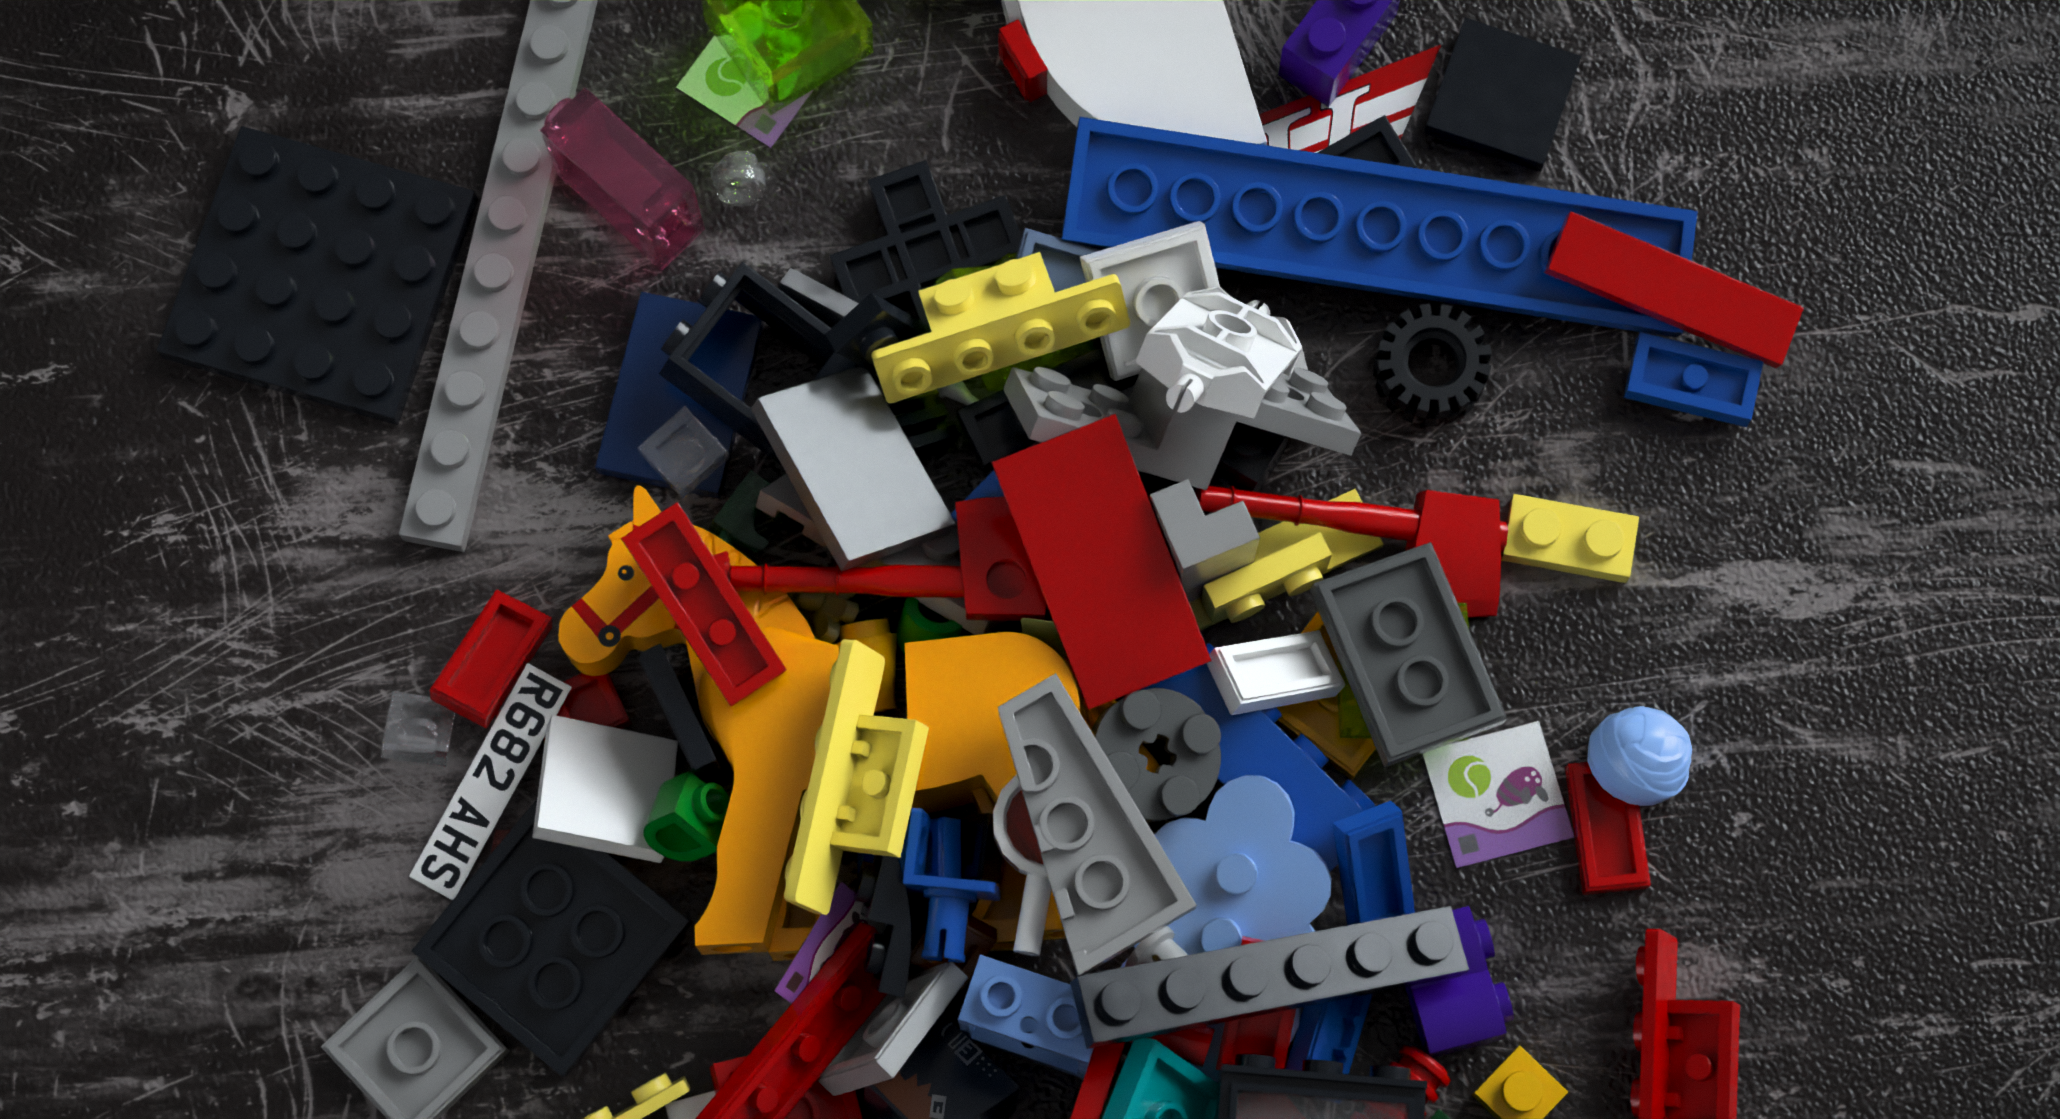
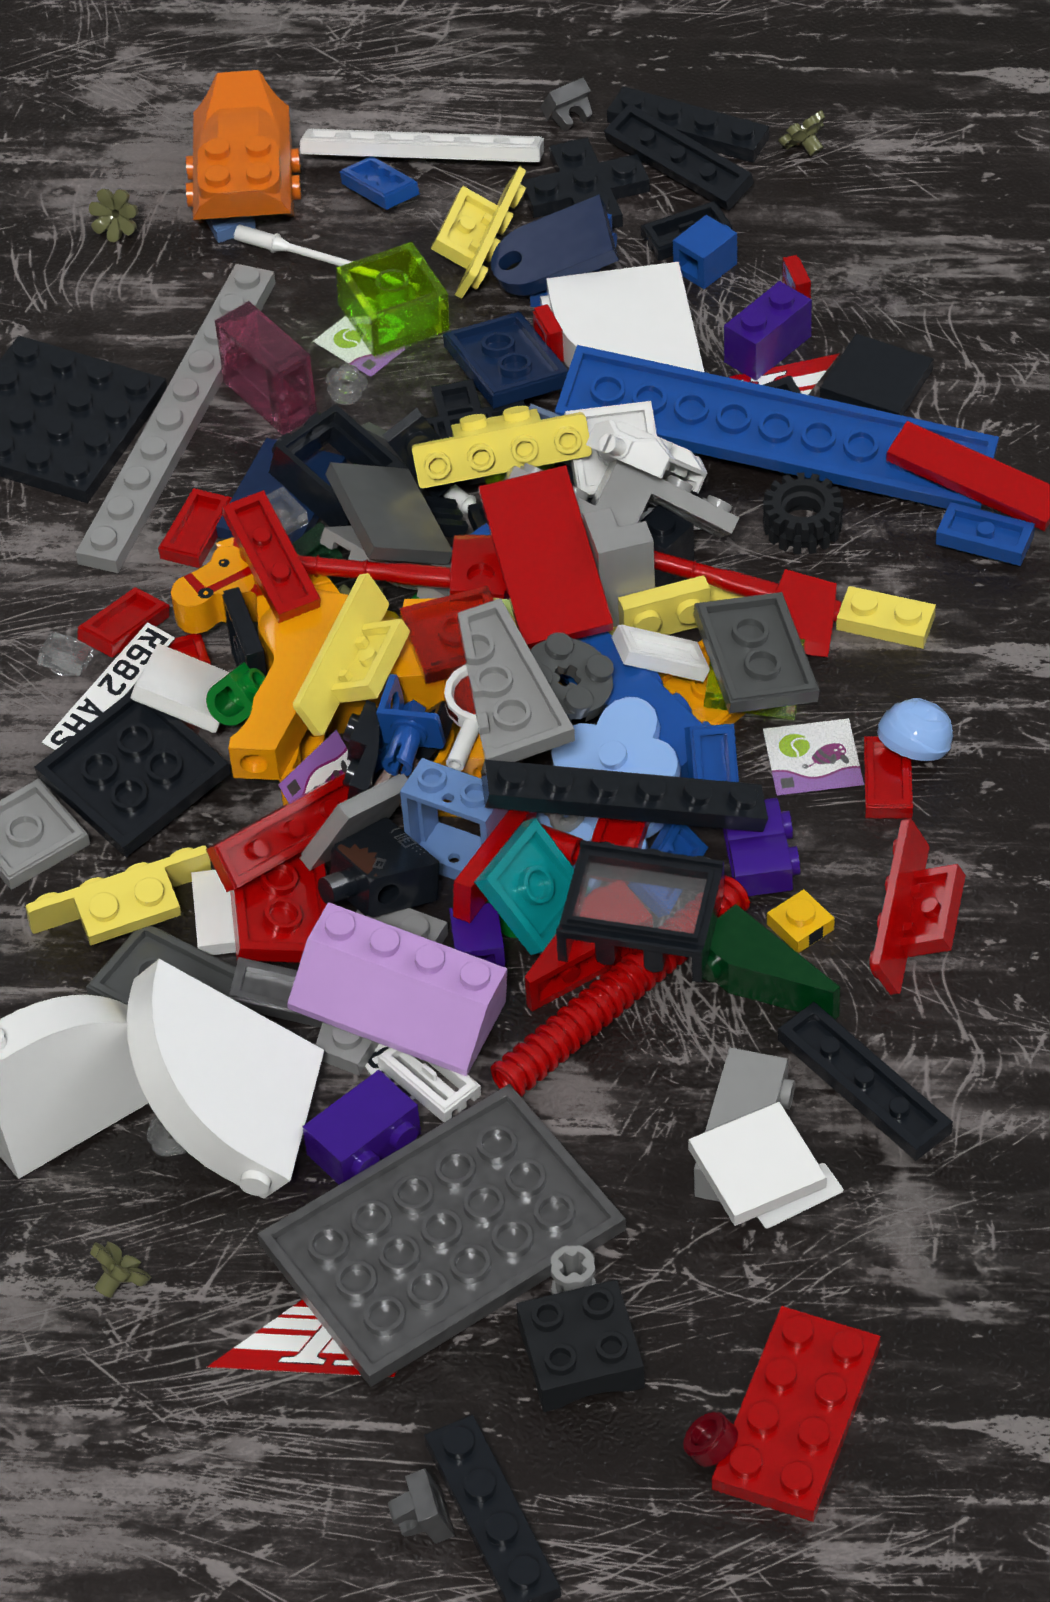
camera: 10 degrees right, 25 degrees down
(564, 464) = (194, 529): none -> red tile
(962, 700) = (436, 632): none -> clear red tile
(969, 115) = (506, 359): none -> dark blue tile

